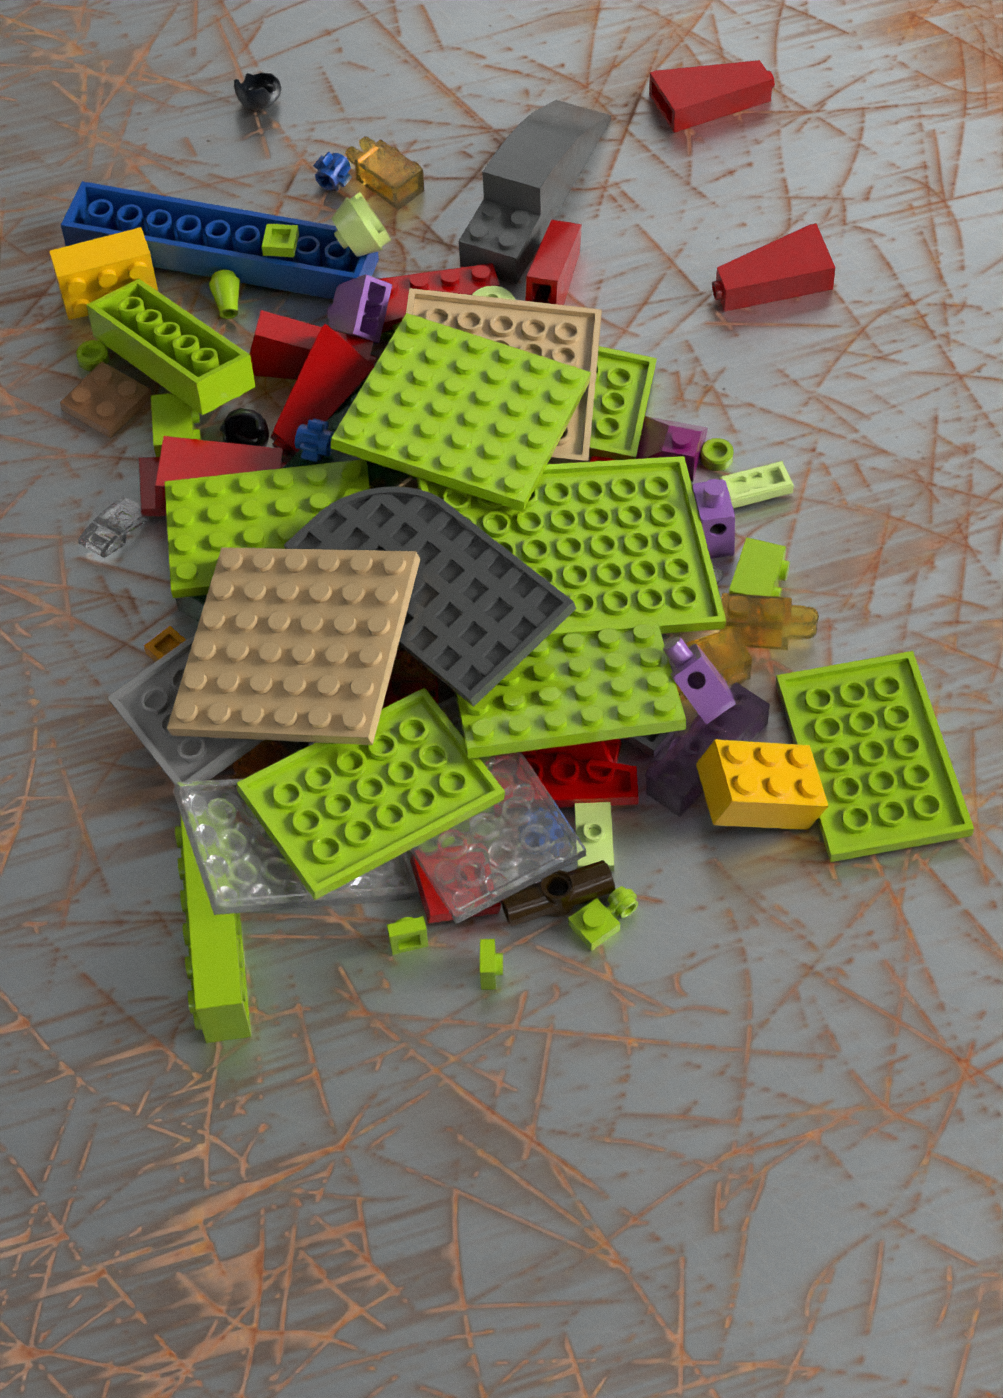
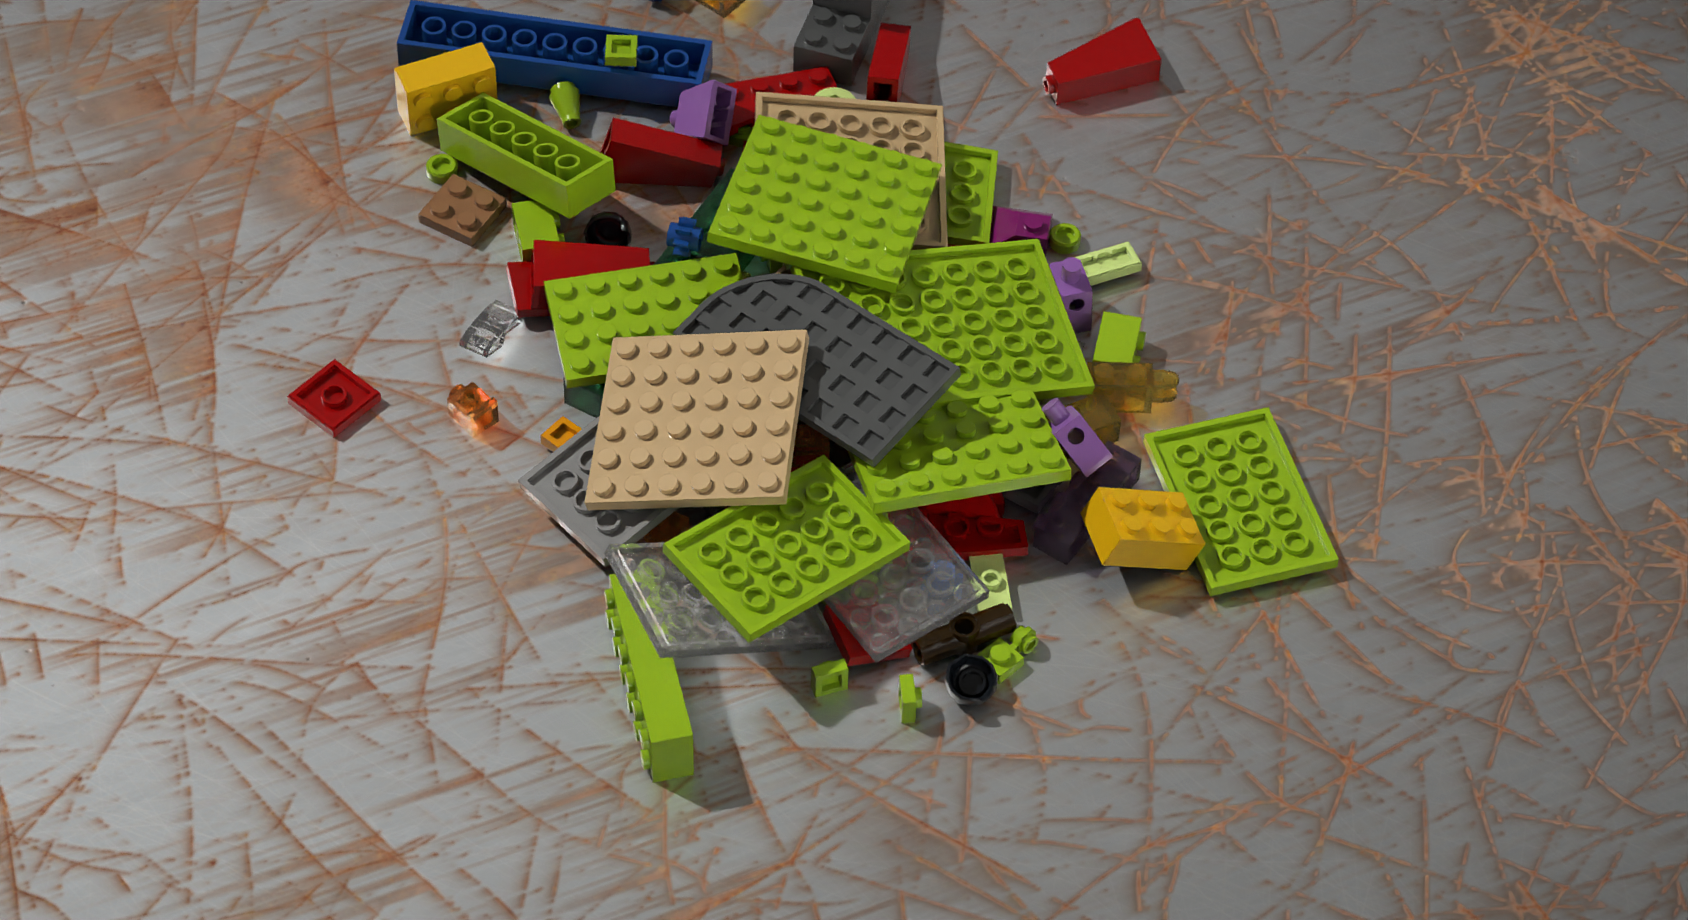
camera: 10 degrees left, 5 degrees down
(77, 606) = (472, 408): none -> clear orange brick
(323, 385) = (680, 188): red slope -> none
(359, 227) = (700, 34): yellowish green cone -> none
(558, 947) = (971, 680): none -> black hair

